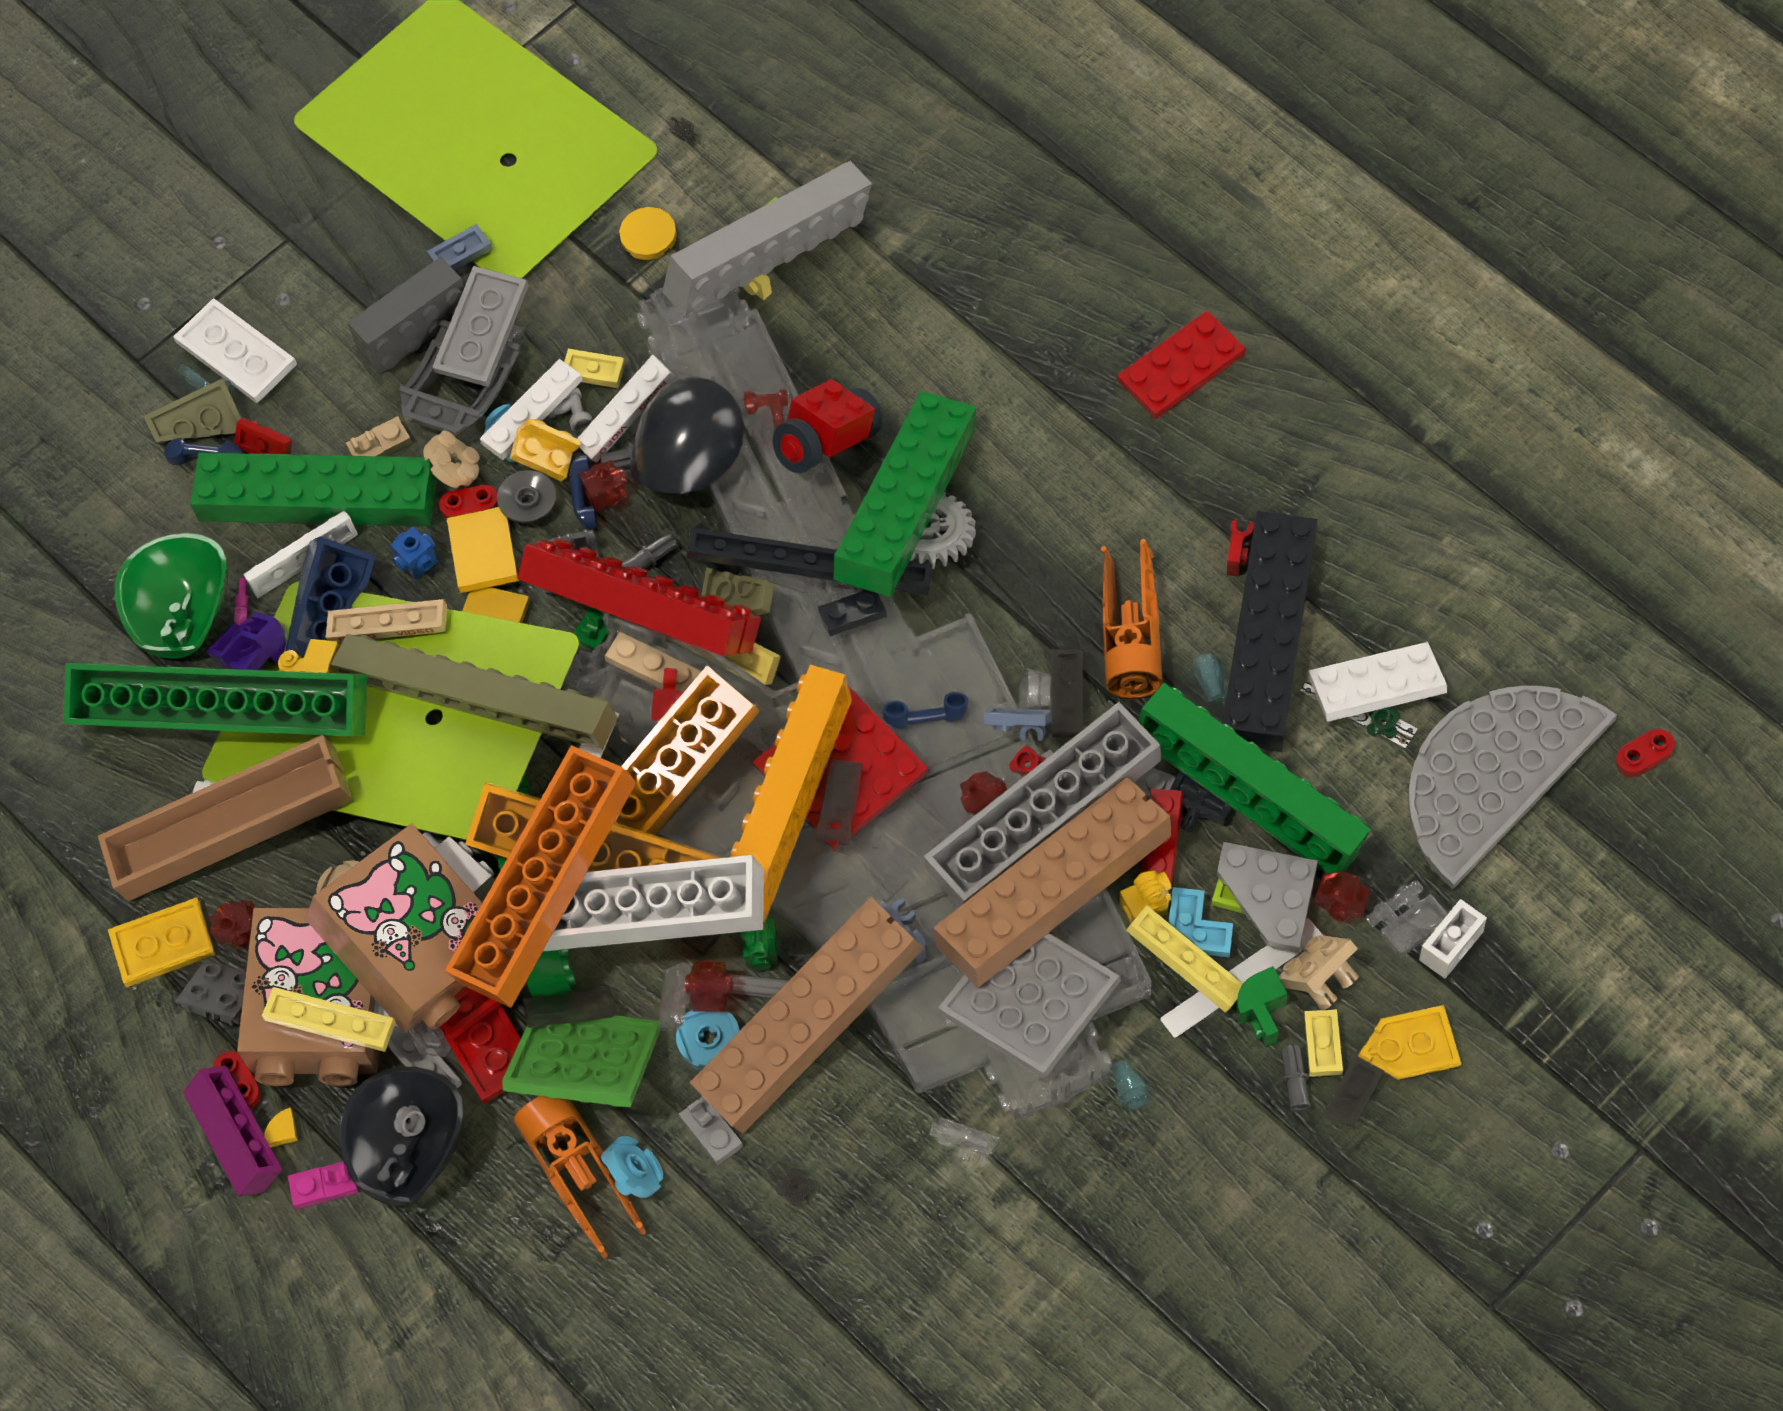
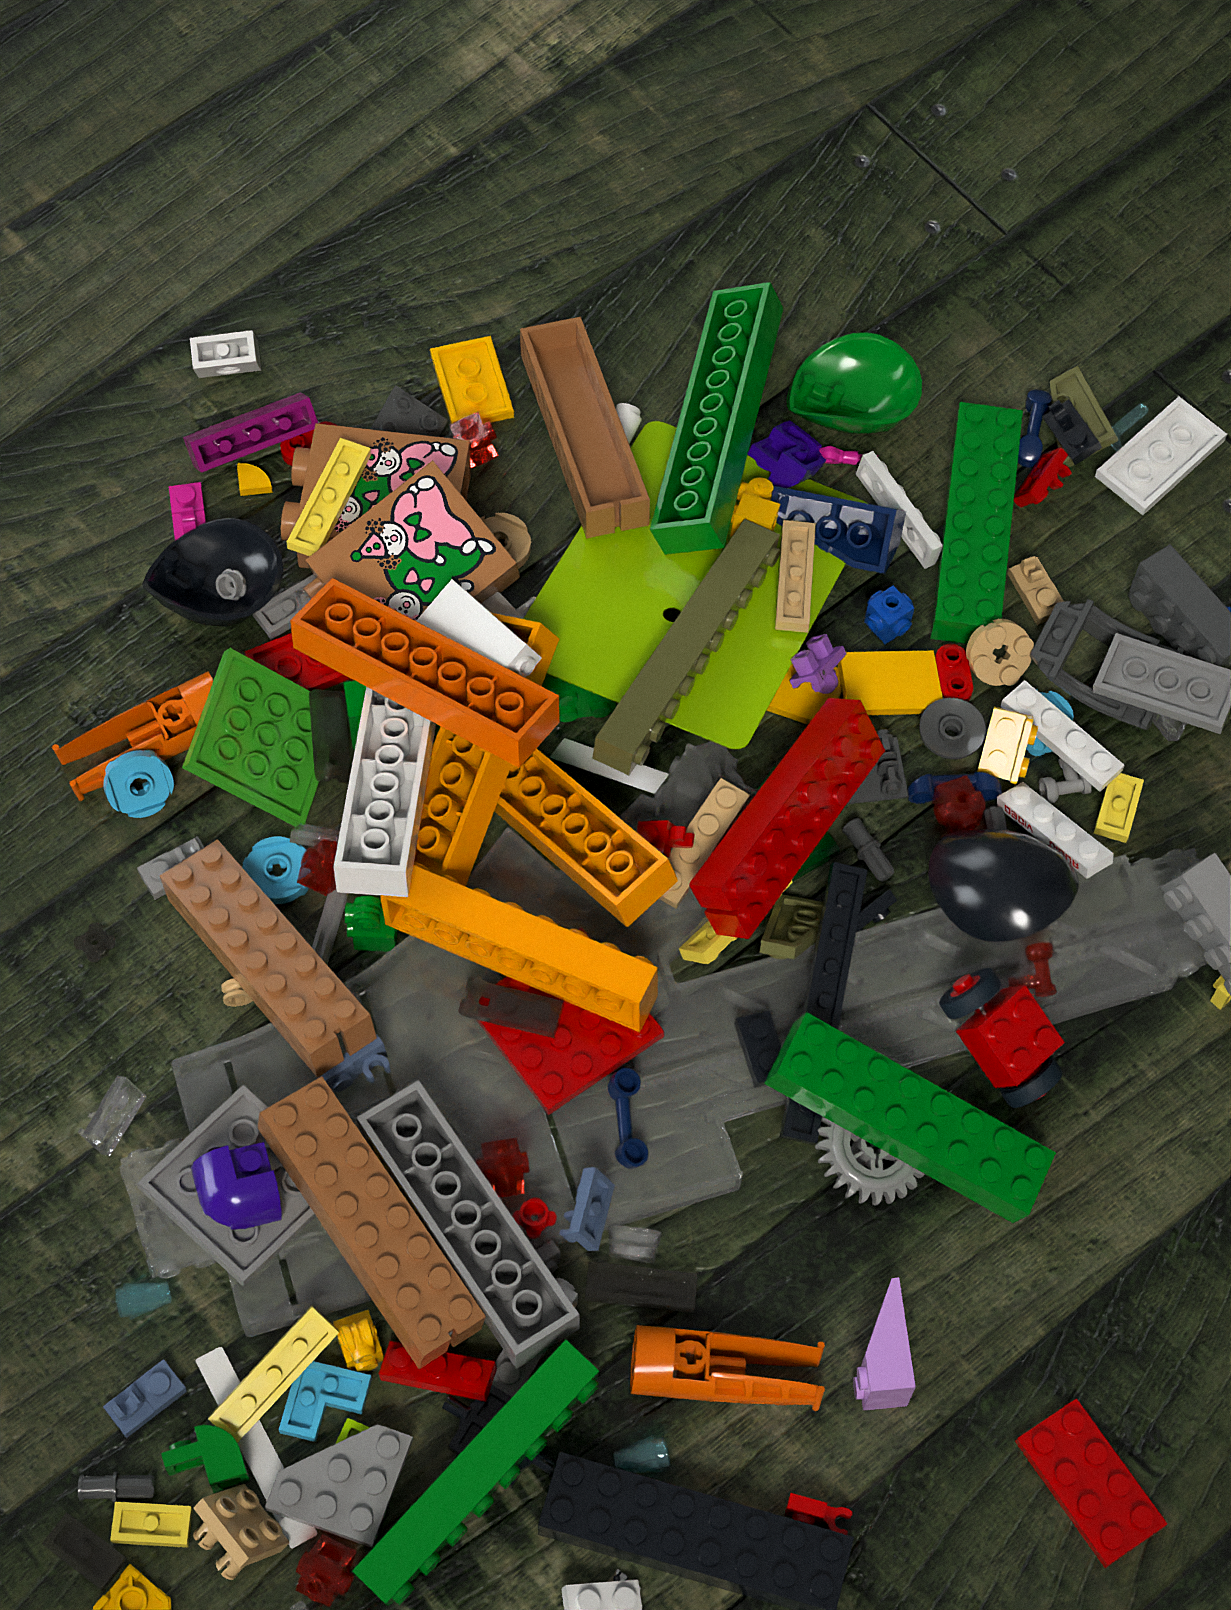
camera: 85 degrees right, 0 degrees up
(139, 1169) = (225, 354): none -> white brick
(216, 417) = (1071, 431): none -> black plate
(474, 598) = (817, 665): none -> medium lavender hips
(488, 846) = (473, 626): none -> white slope
(834, 1053) = (234, 994): none -> tan bush
(1037, 987) = (237, 1186): none -> dark purple brick
(1101, 502) = (887, 1367): none -> lavender slope
(1215, 1070) = (145, 1398): none -> sand blue plate

